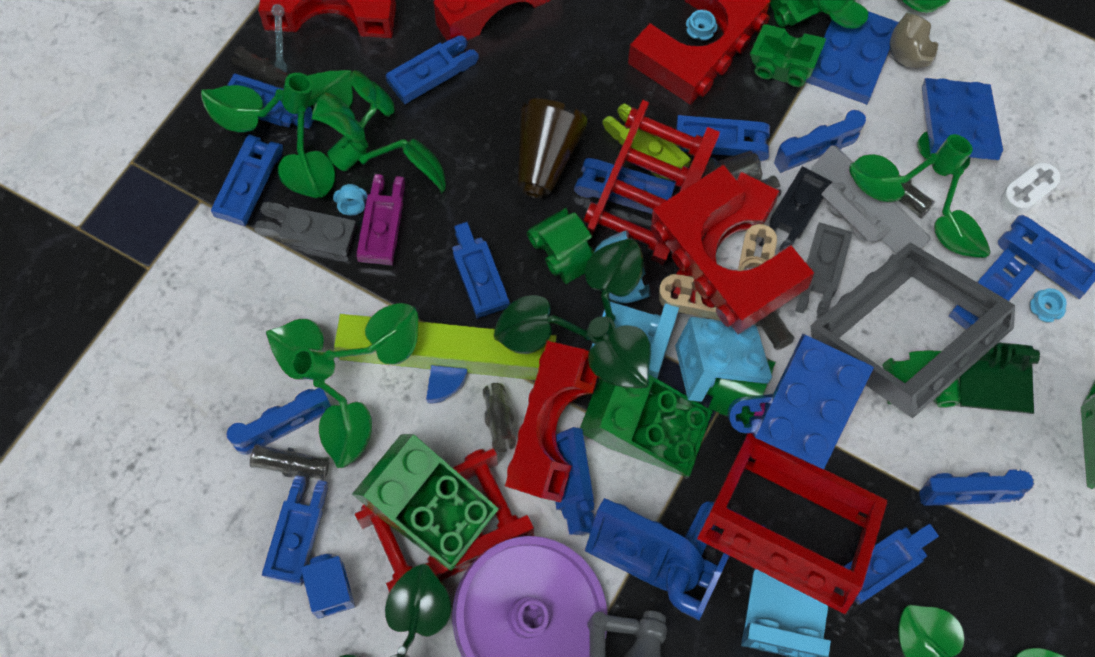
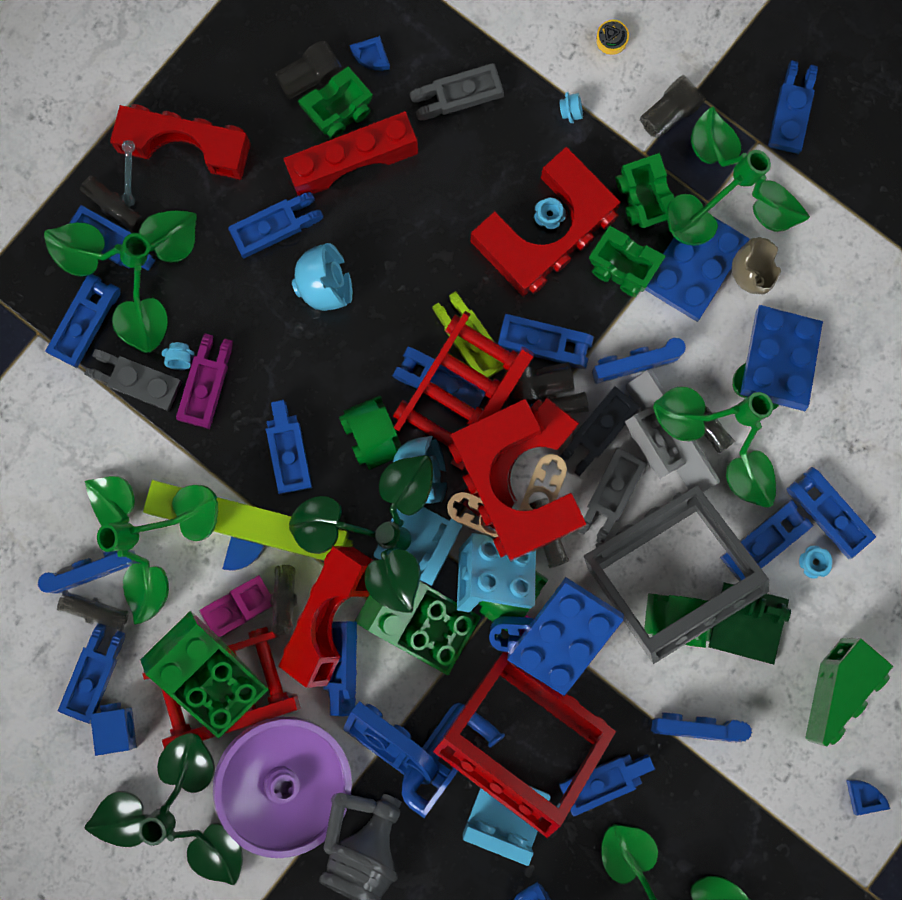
camera: 10 degrees right, 15 degrees up
(353, 144) = (169, 293): green plant -> none
(455, 431) = (237, 607): none -> dark pink slope
(487, 106) = (321, 278): none -> medium azure cylinder
(546, 144) = (369, 332): dark brown cone -> none
(1034, 193) = (836, 446): white beam -> none

